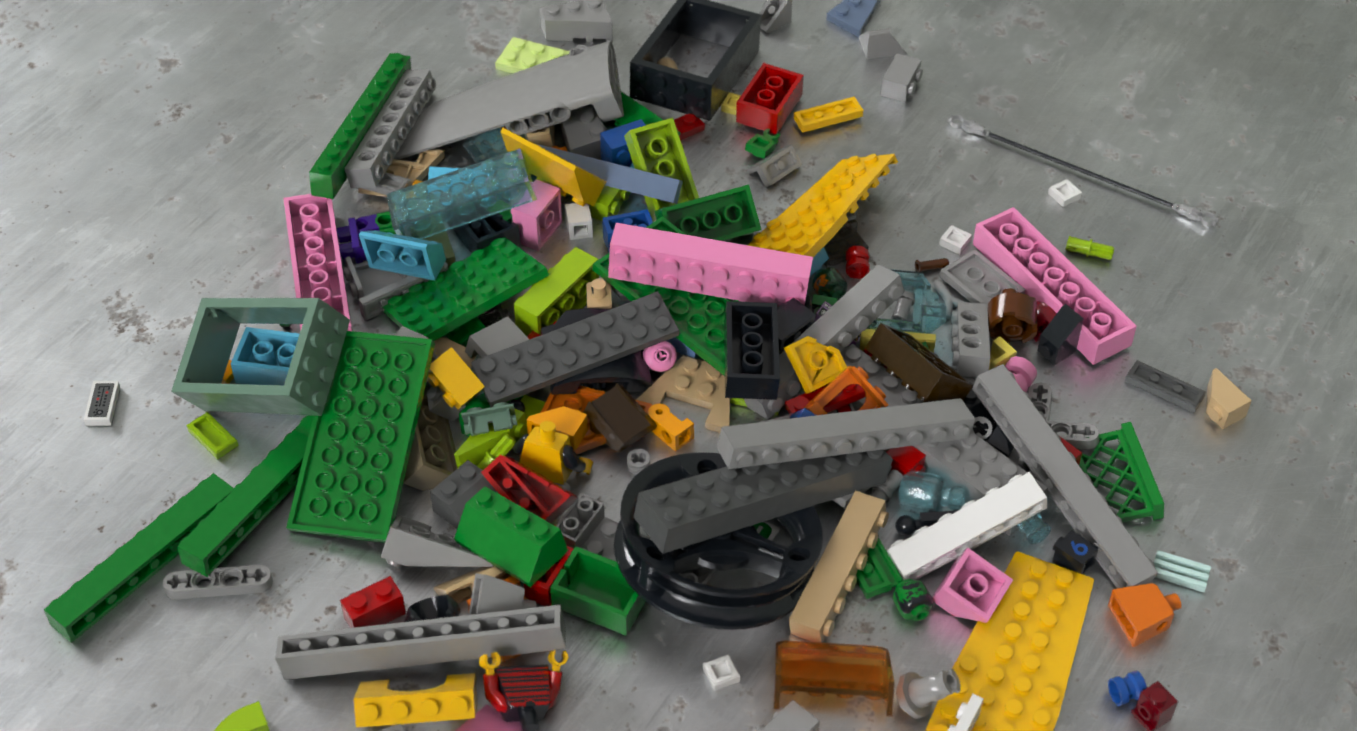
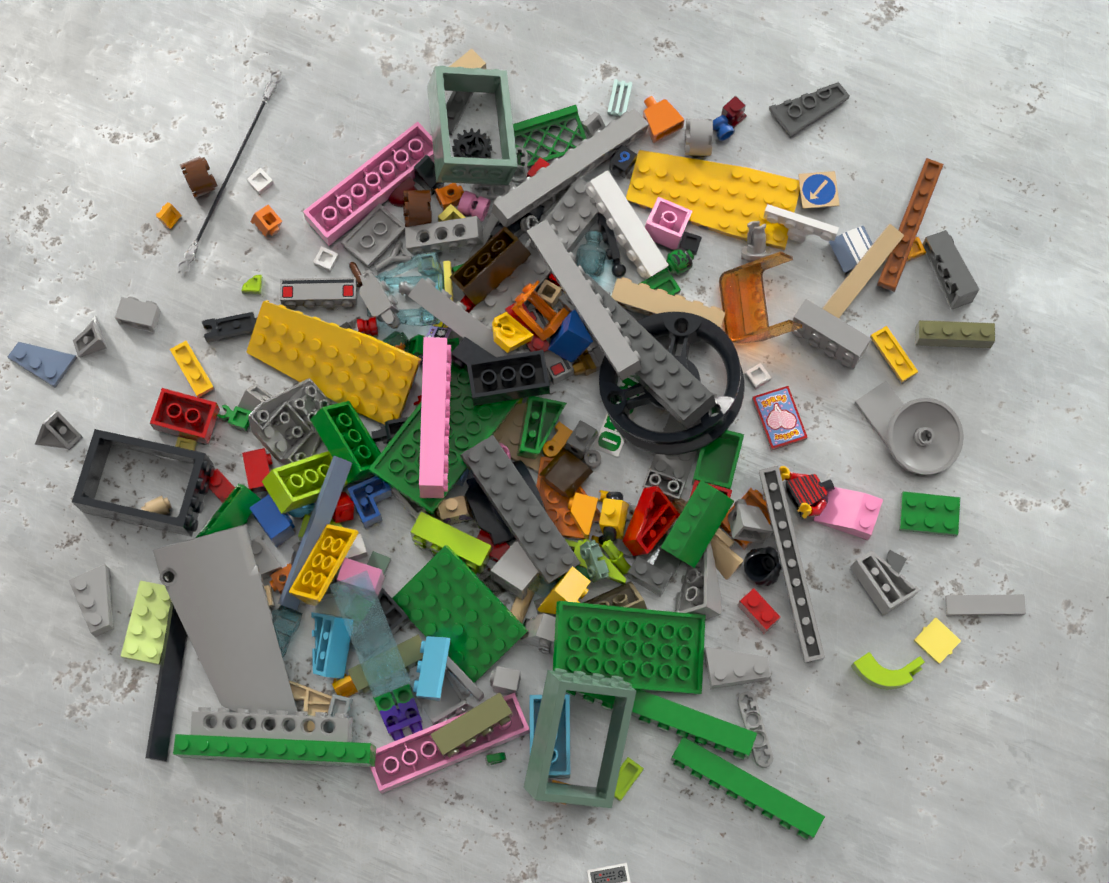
camera: 100 degrees left, 25 degrees up
(304, 564) = (734, 668): none -> light grey wedge
(321, 271) = (472, 725): none -> olive brick
(369, 317) = (505, 680): none -> light grey brick
(381, 706) = (850, 574): yellow arch -> none
(456, 63) = (166, 688): none -> black tile
(556, 243) = (379, 561): none -> sand green tile
(628, 202) = (344, 509): none -> red brick
(651, 688) = (779, 418): none -> tile
(662, 439) = (581, 439): none -> dark grey torso
(689, 395) = (537, 424): none -> green wedge
(700, 152) = (257, 467): none -> red brick
(745, 162) = (285, 423): none -> light grey wedge
(876, 143) = (229, 326): none -> black plate
(897, 260) = (378, 299): none -> light grey hinge
(909, 224) = (318, 292): none -> light grey brick
(927, 175) = (253, 285): none -> lime tile
(941, 622) = (690, 242): none -> black tile
(1010, 182) = (267, 221): none -> orange brick
(1022, 110) = (168, 215): none -> light orange tile
(1035, 354) = (445, 199): none -> orange brick
(1068, 130) = (197, 176): none -> reddish brown brick
(1089, 248) = (322, 161): lime axle -> none
(1101, 391) = (468, 141): none -> black gear
(1108, 645) = (698, 137): none -> light grey brick
(1112, 411) = (463, 169): none -> sand green door
(1137, 526) = (593, 123): none -> light grey tile

